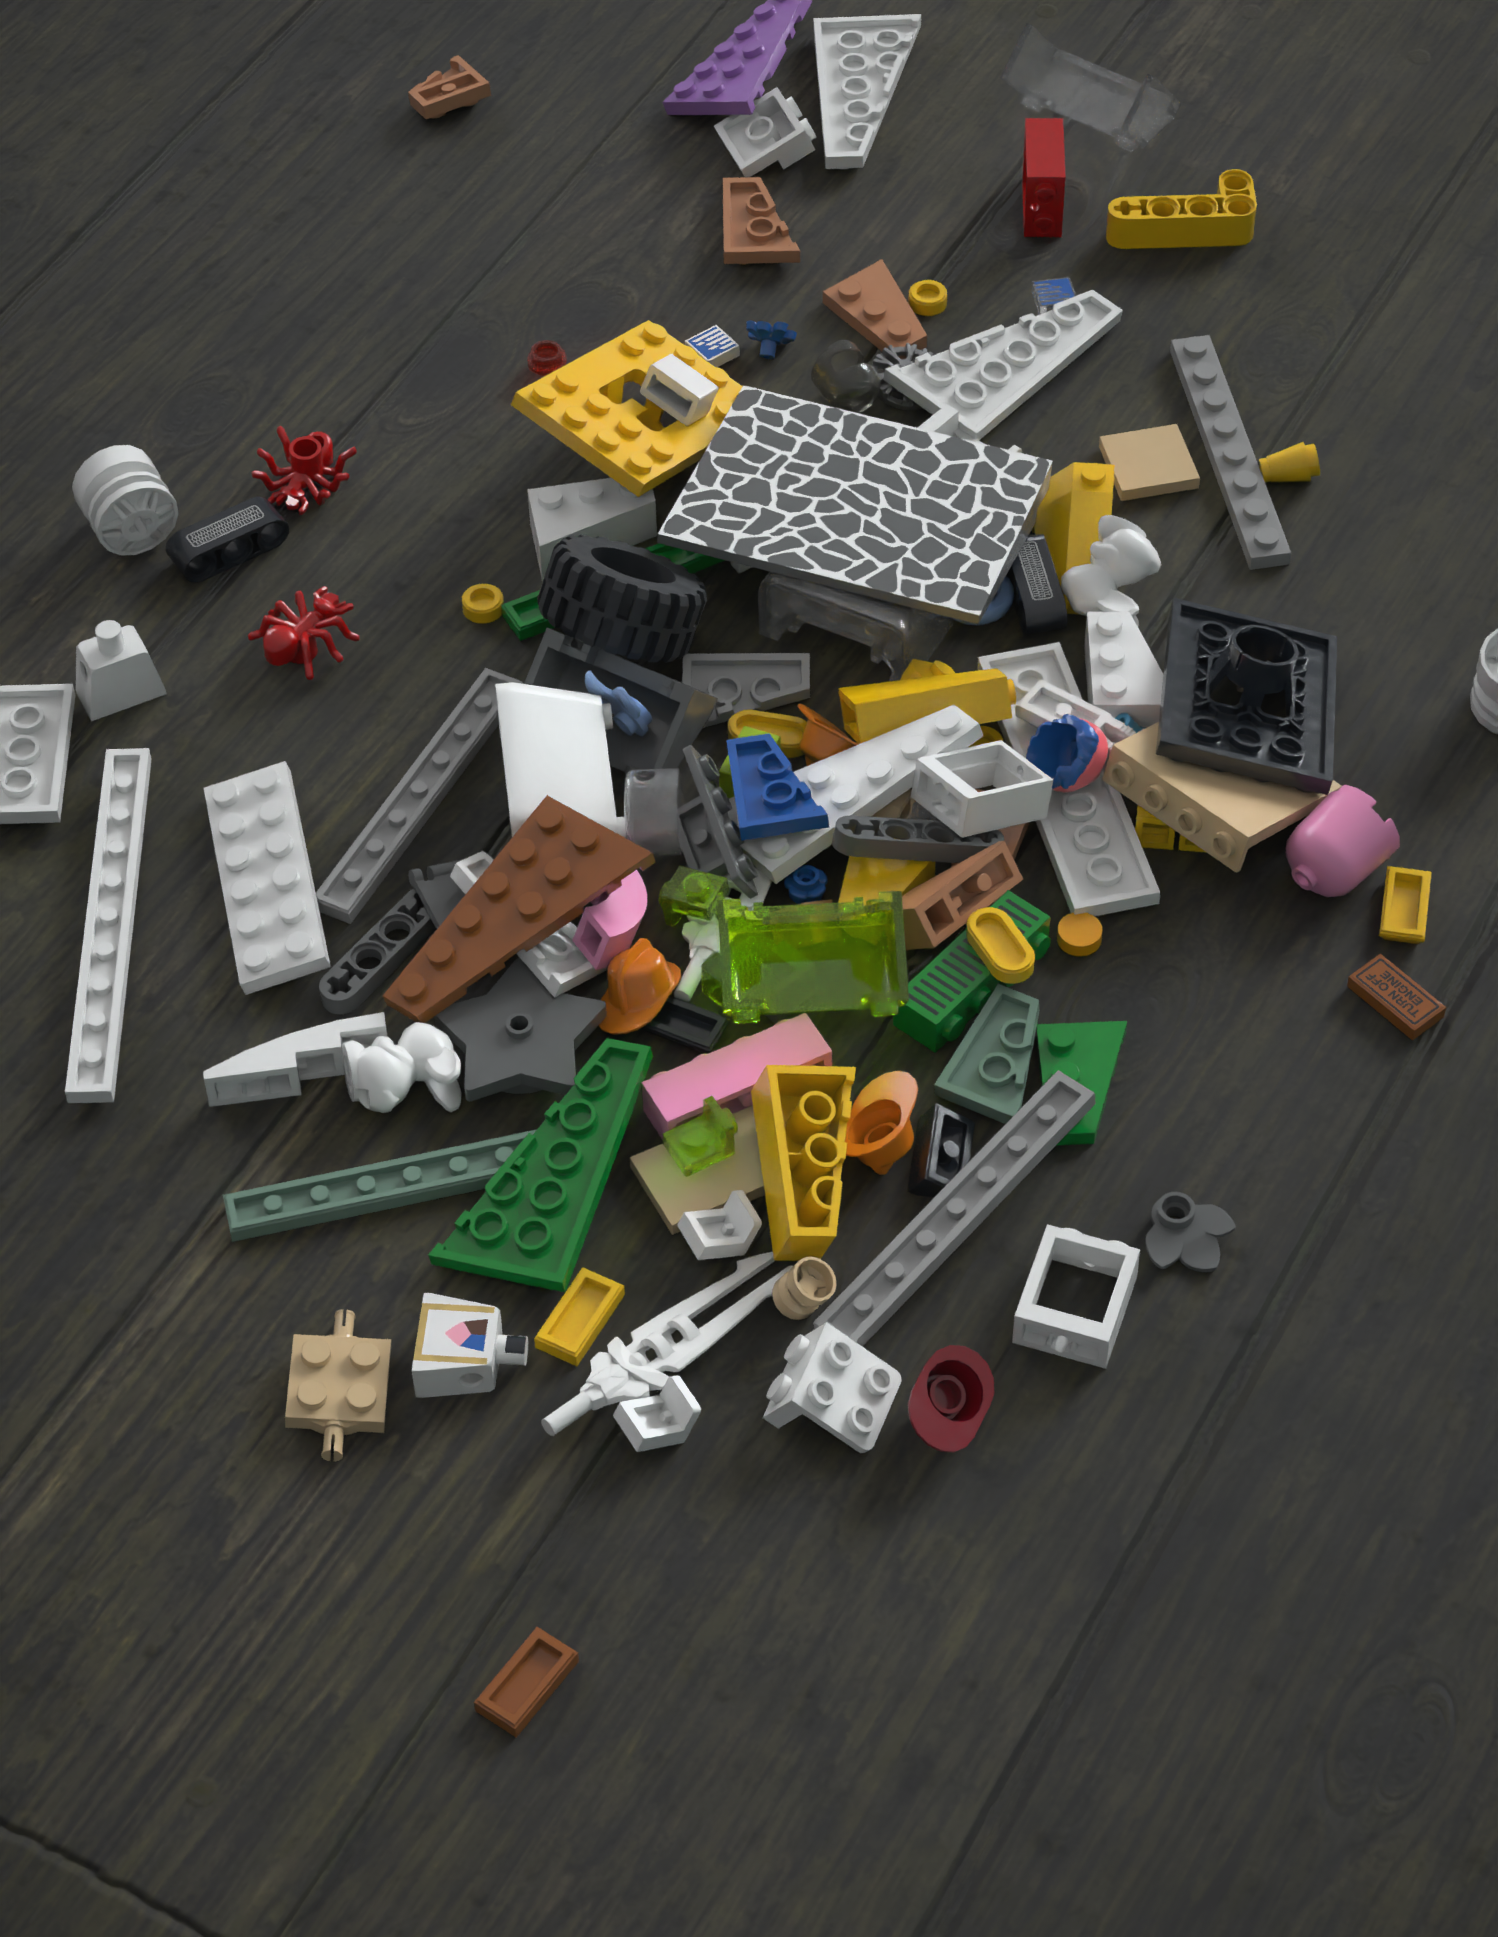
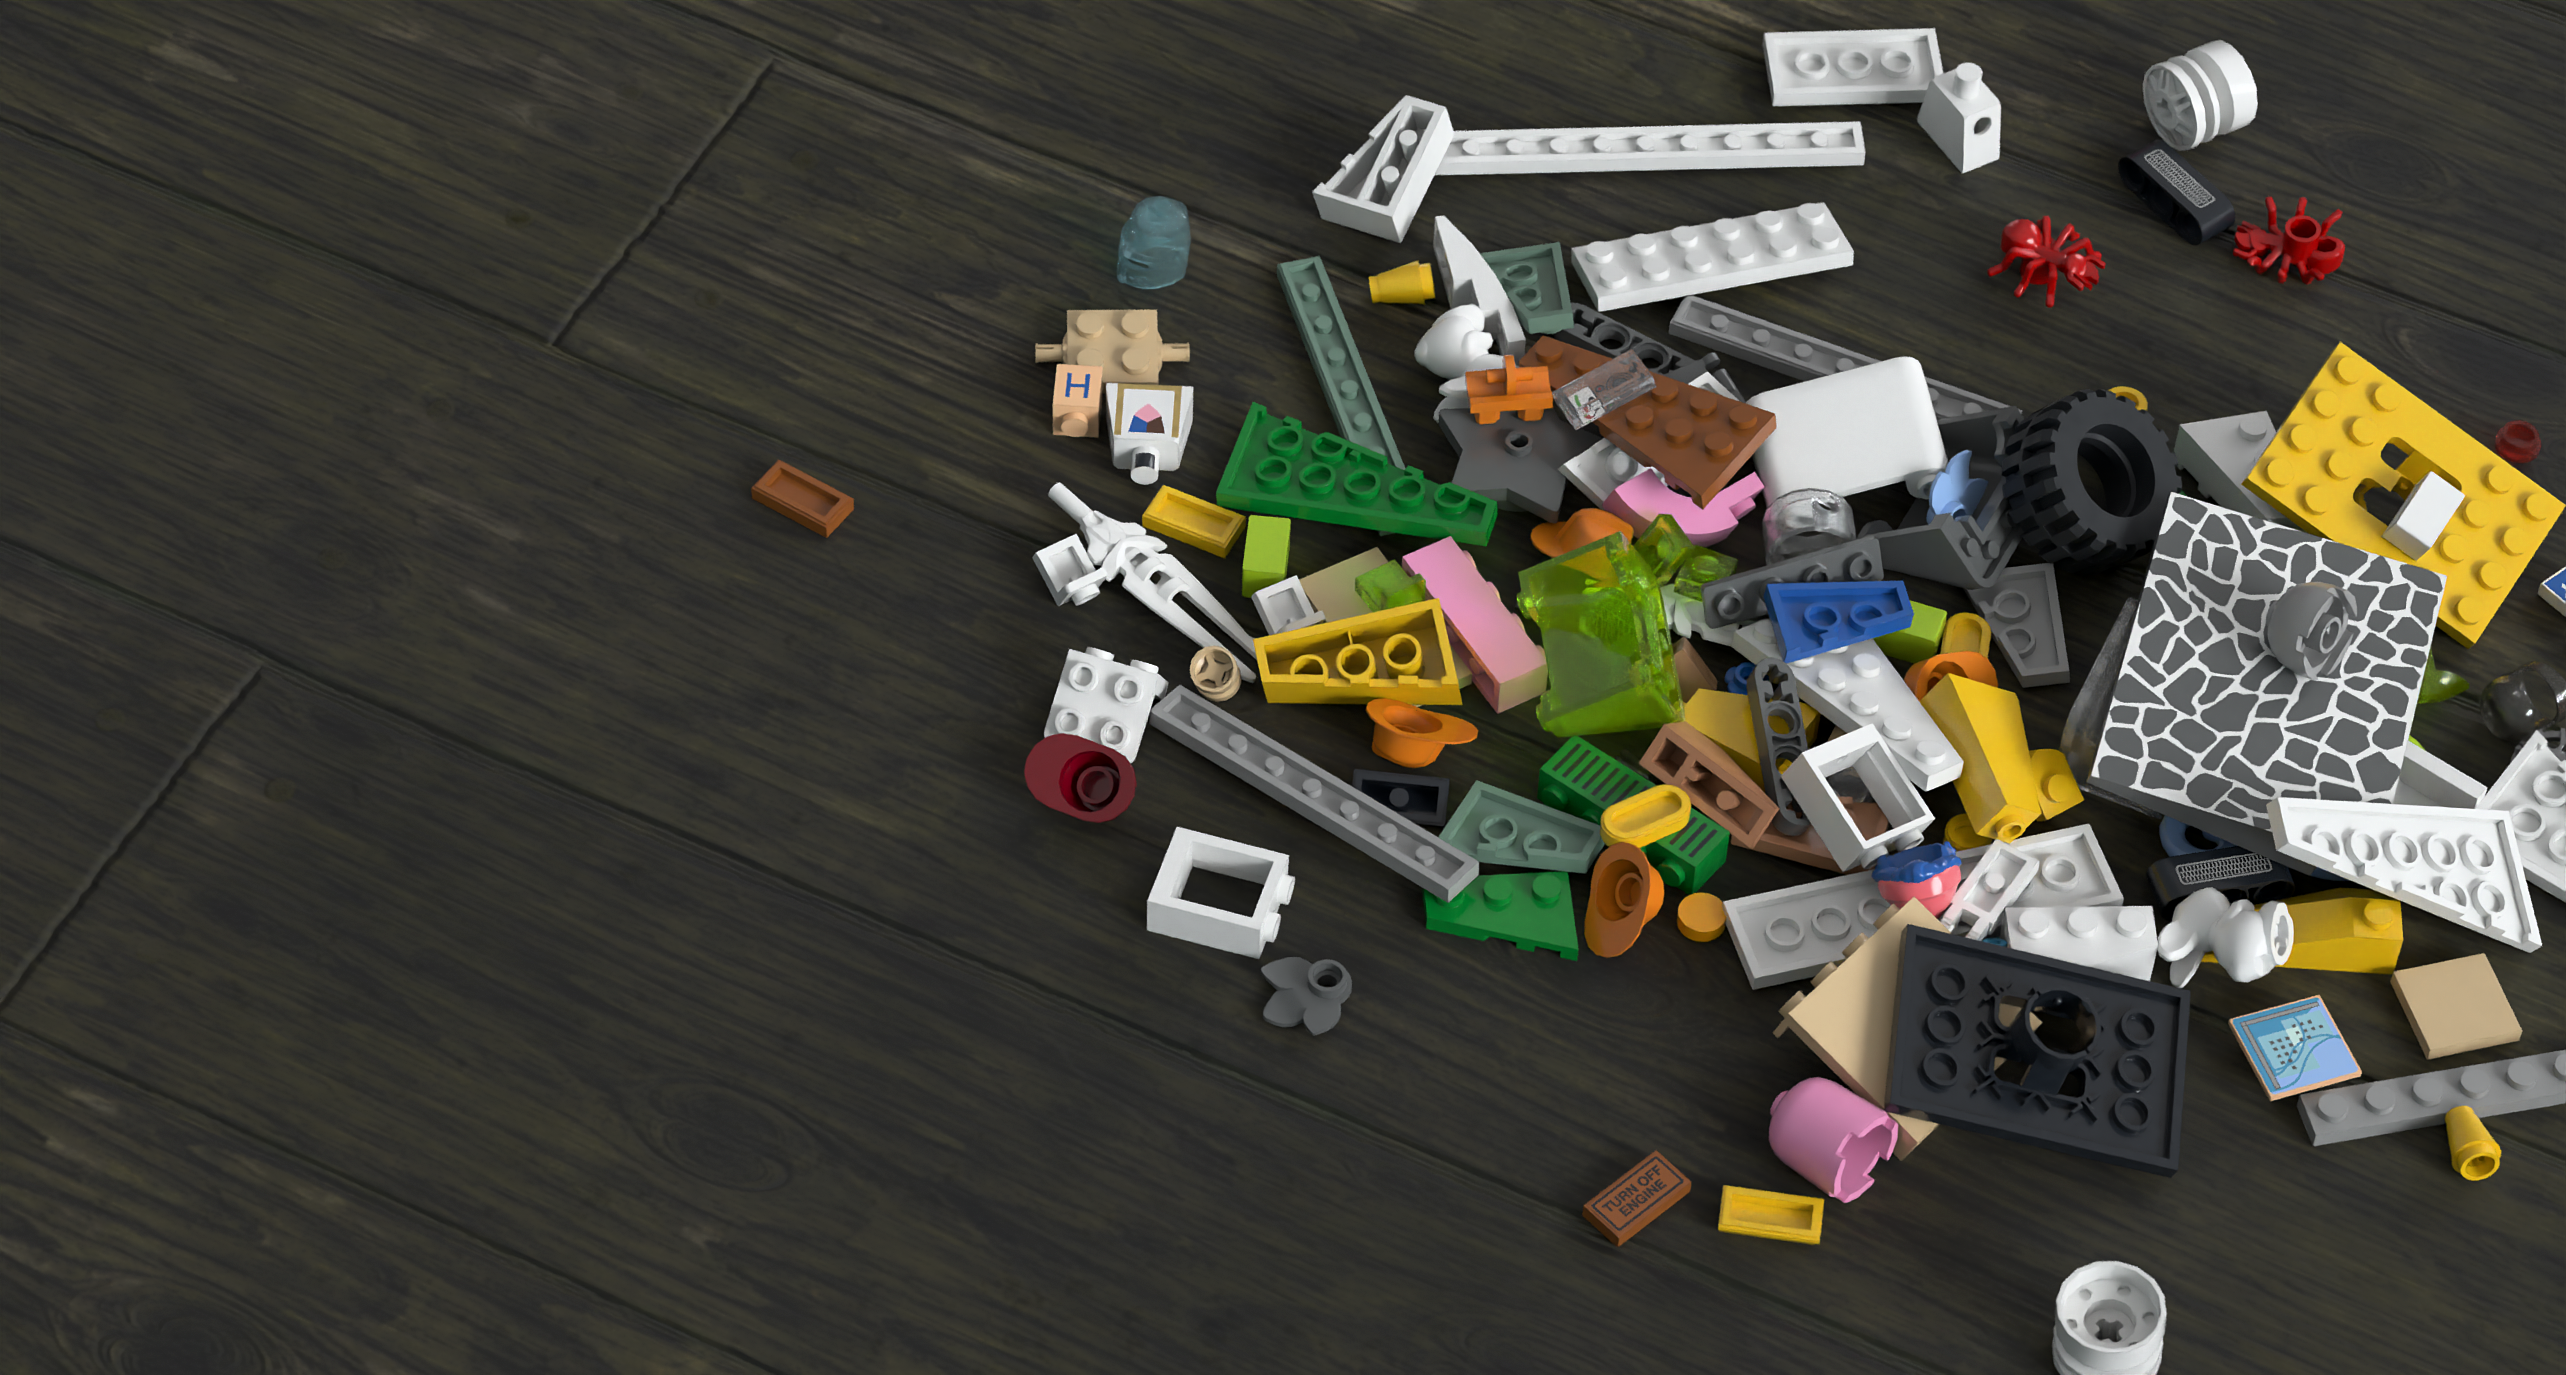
camera: 85 degrees right, 0 degrees up
(136, 1112) = (1390, 172): none -> white wedge
(198, 1329) = (1157, 237): none -> clear light blue helmet
(275, 1121) = (1403, 284): none -> yellow cone
(303, 1002) = (1535, 286): none -> sand green wing
(417, 1410) = (1077, 400): none -> light nougat brick
(471, 1018) = (1508, 390): none -> orange hips
(491, 931) = (1604, 389): none -> clear tile
(642, 1248) = (1265, 553): none -> lime piece
(671, 924) = (1664, 547): none -> clear neon green bracket
(831, 452) = (2310, 627): none -> light grey cylinder
(1042, 436) = (2431, 857): none -> white wing
(1082, 980) = (1621, 900): none -> orange piece
(1209, 553) = (2294, 1047): none -> piece

